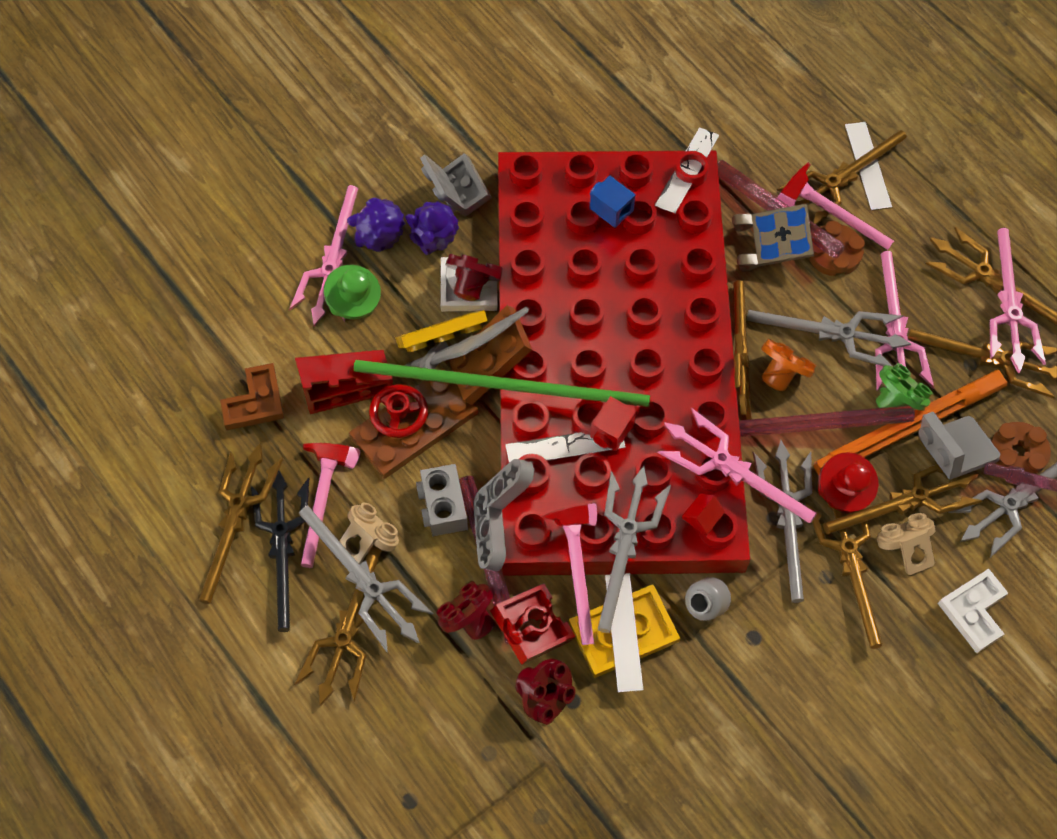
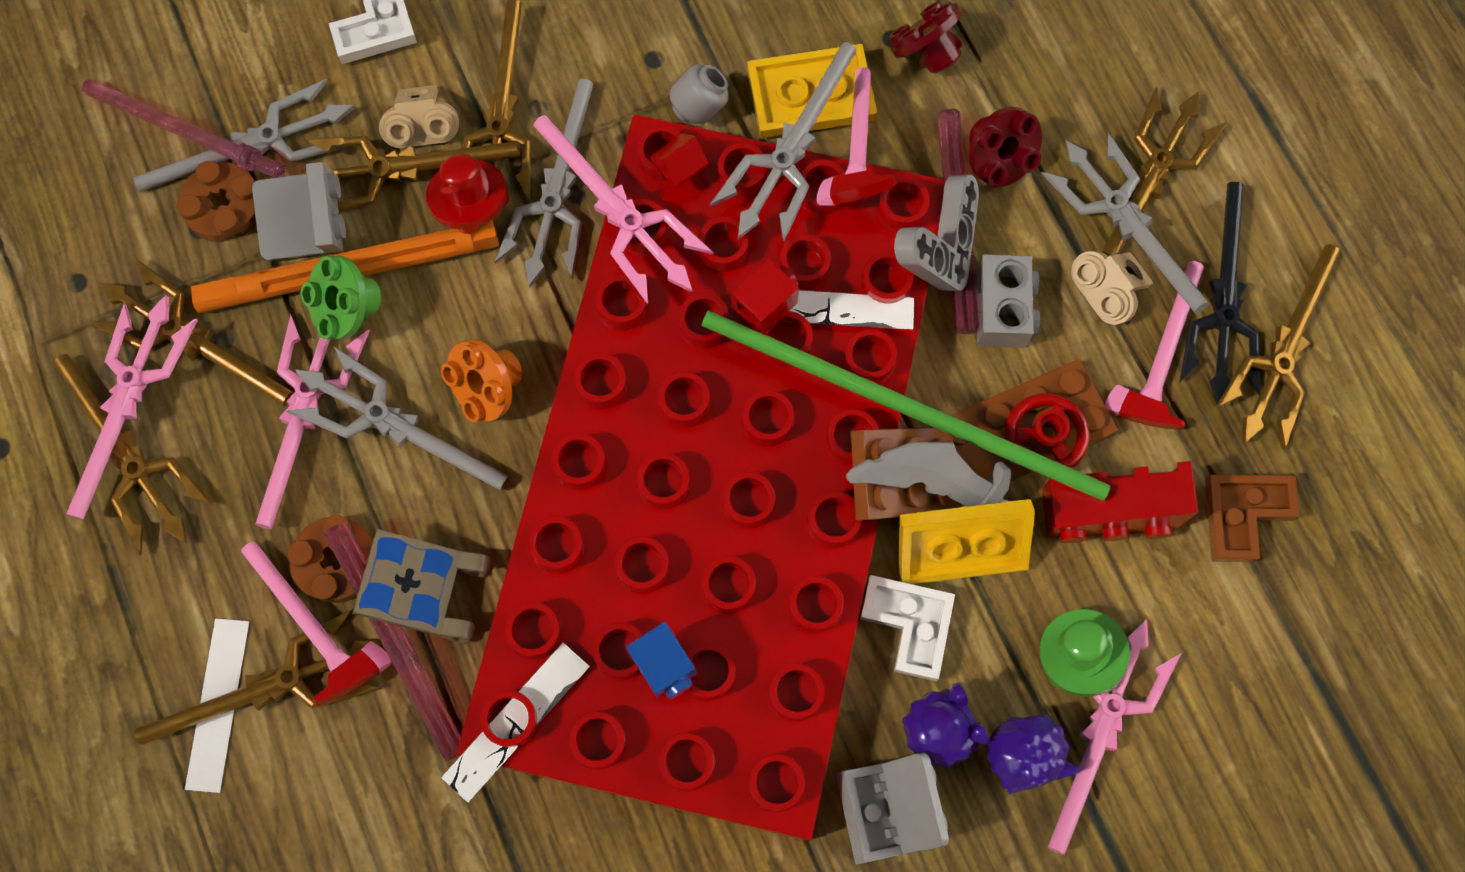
camera: 165 degrees left, 10 degrees up
(471, 276) = (902, 613): dark red plate -> none
(532, 641) = (941, 127): red brick -> none
(625, 640) = (816, 58): white sticker -> none
(741, 357) = (539, 409): pearl gold piece -> none
(826, 421) = (464, 287): clear pink axle -> none

